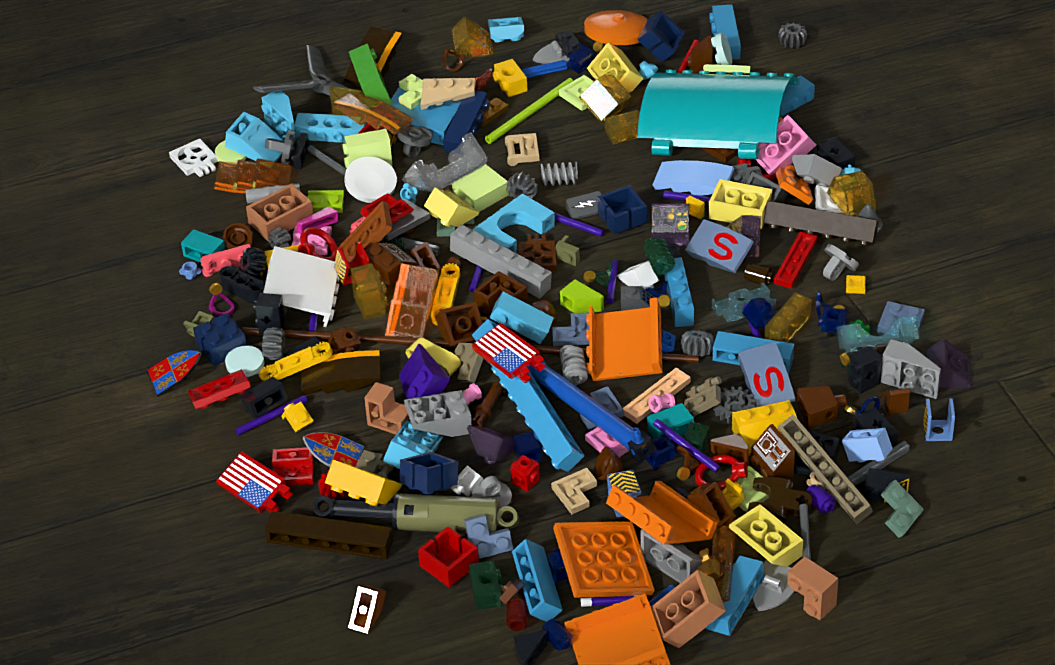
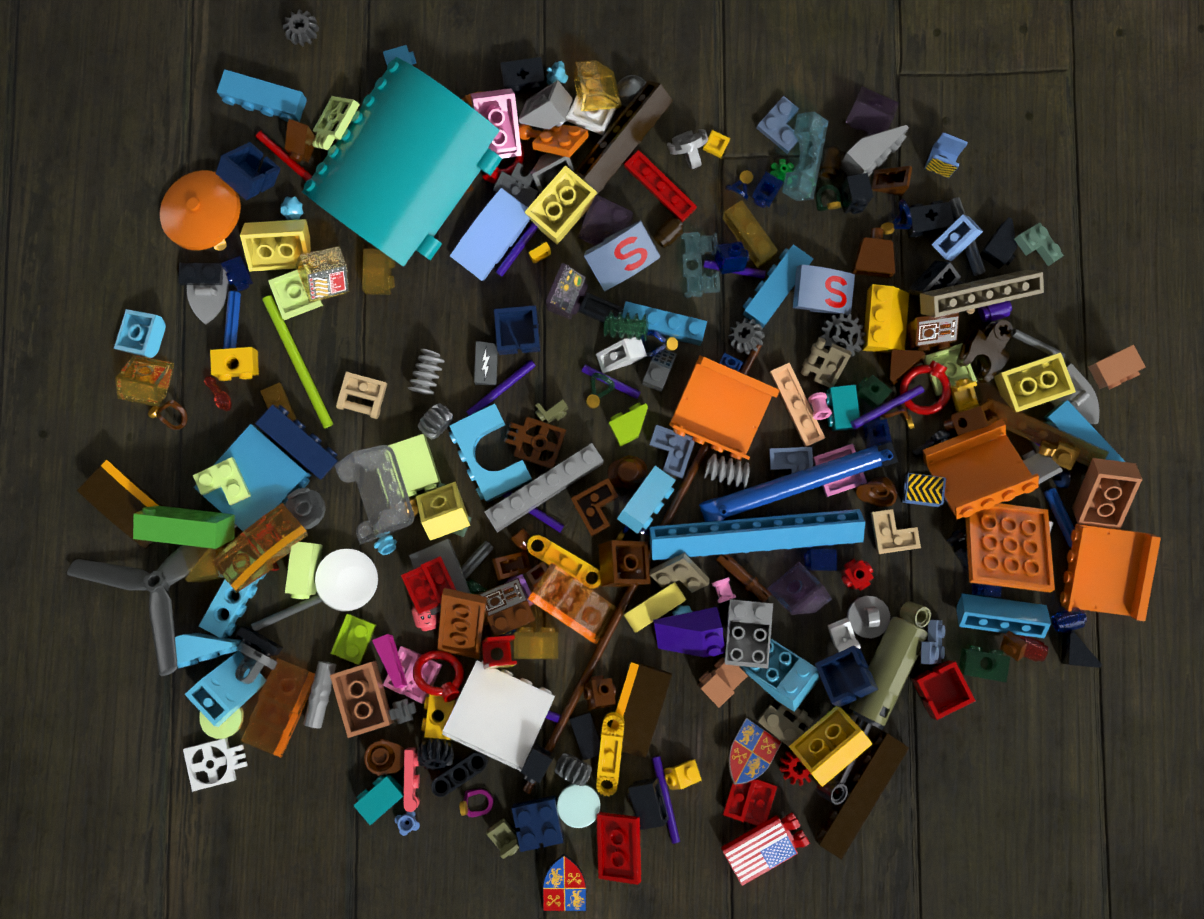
camera: 70 degrees left, 40 degrees up
(366, 608) = (970, 786): dark orange slope -> none
(445, 89) = (249, 450): tan wing -> none
(508, 353) = (714, 537): tile -> none
(723, 49) = (304, 115): light aqua tile -> none

